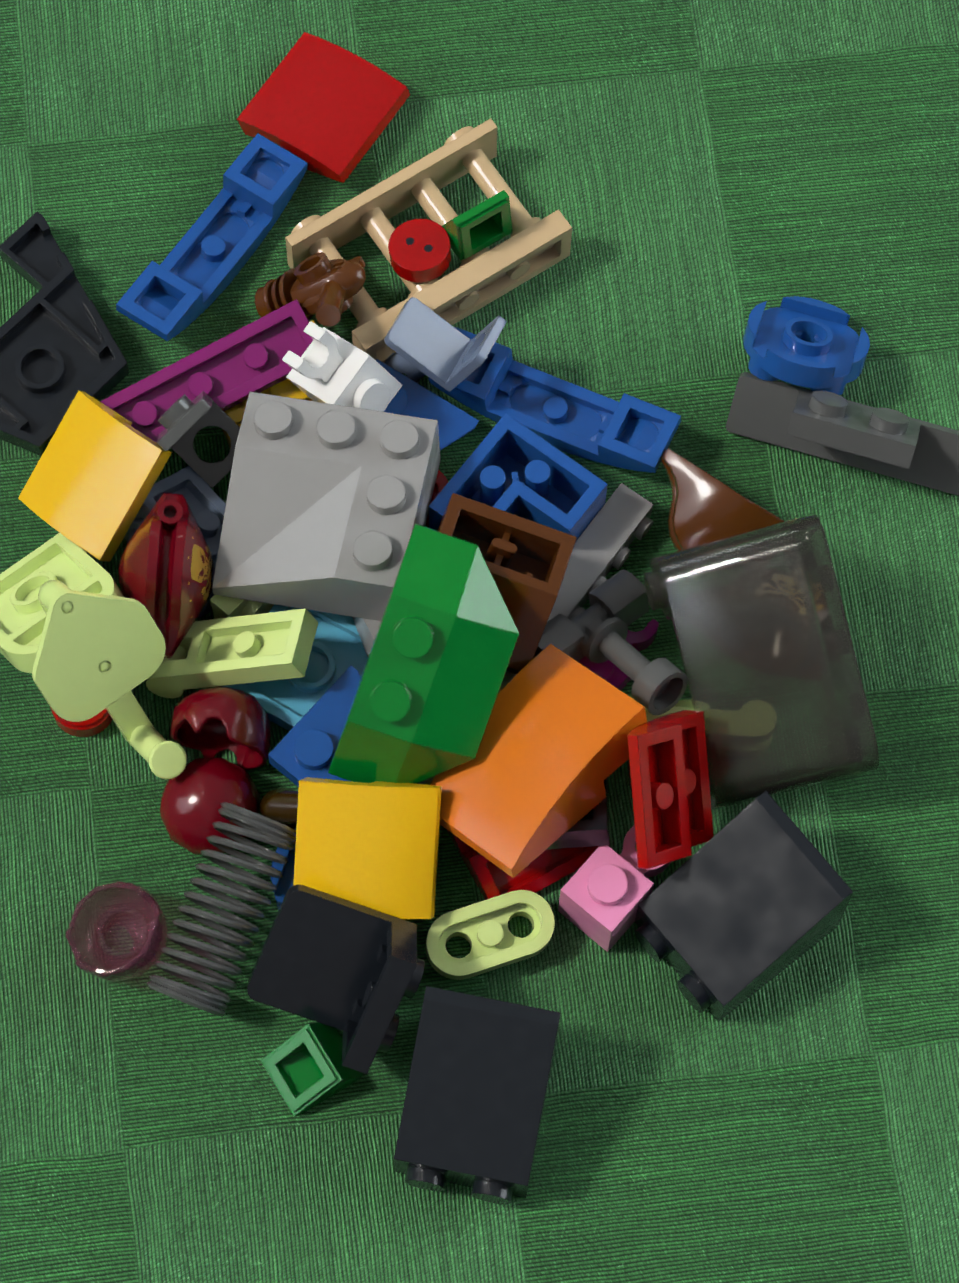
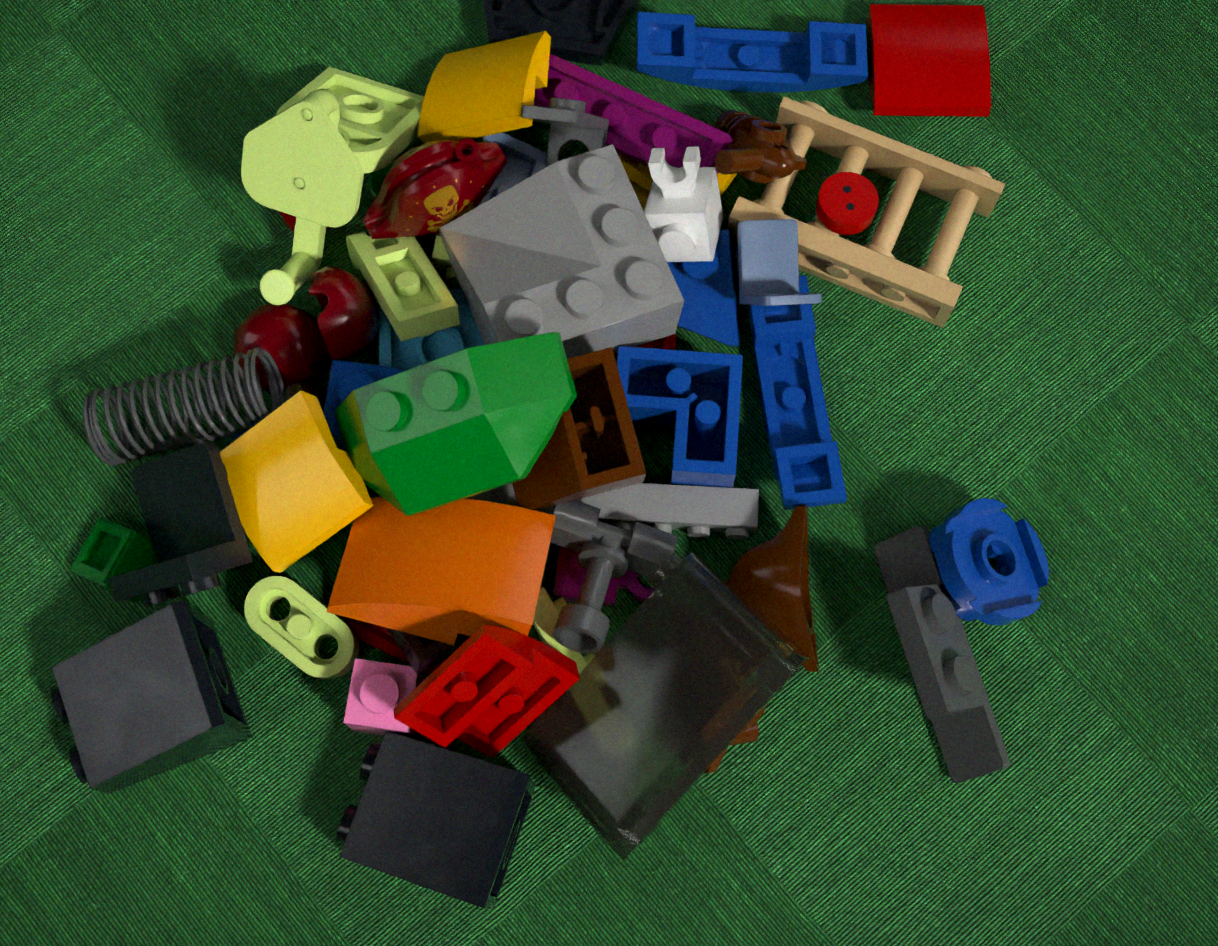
camera: 60 degrees right, 5 degrees up
(117, 931) = (127, 343): clear pink hair -> none
(480, 226) = (899, 234): green slope -> none

